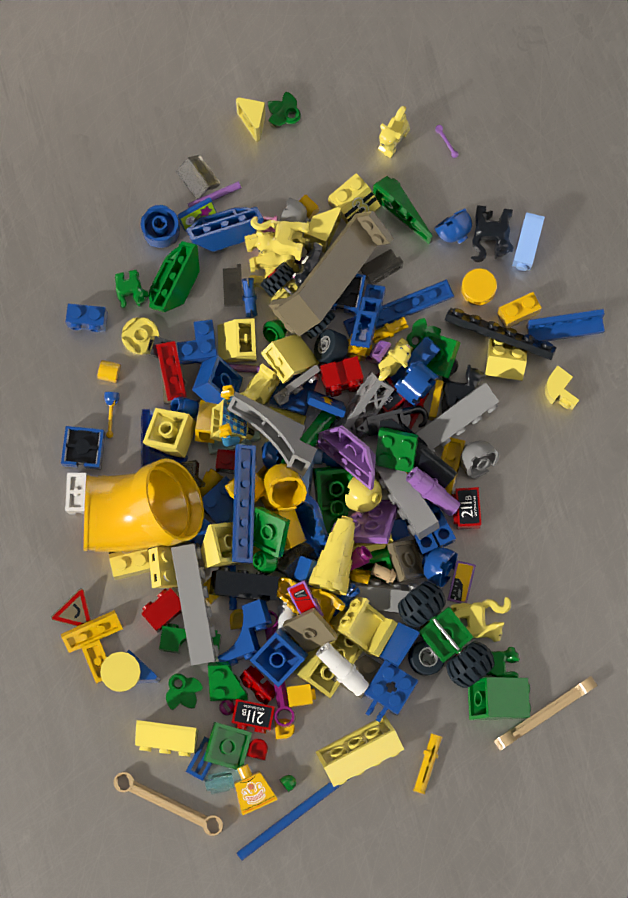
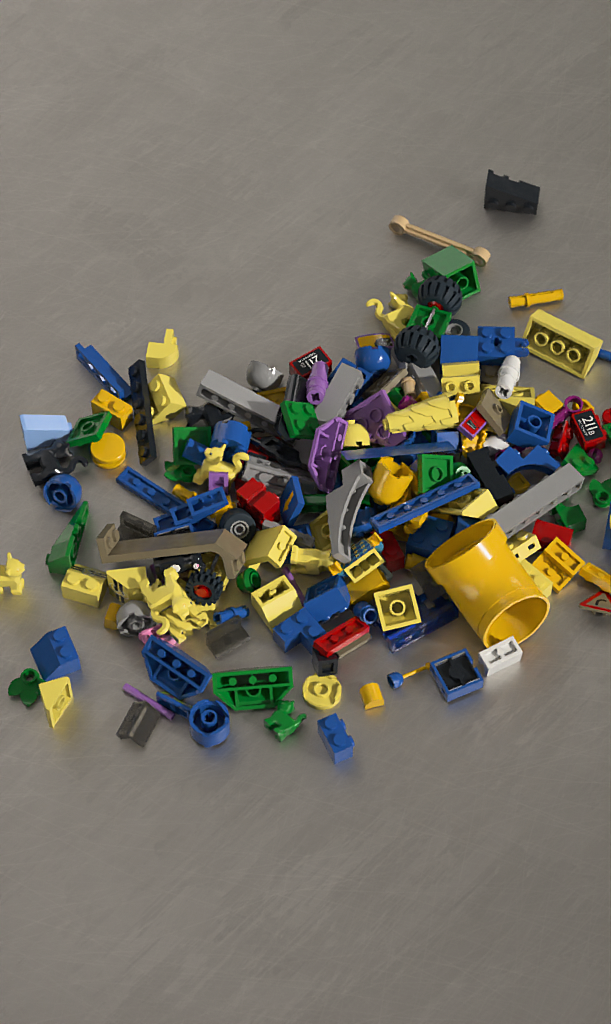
camera: 120 degrees left, 20 degrees down
(132, 595) = (558, 564): none -> yellow slope
(298, 145) = (55, 655): none -> blue slope
(307, 509) = (398, 450): none -> blue sticker
(506, 278) = (89, 429): none -> green plate
(559, 815) = (510, 195): none -> black wedge

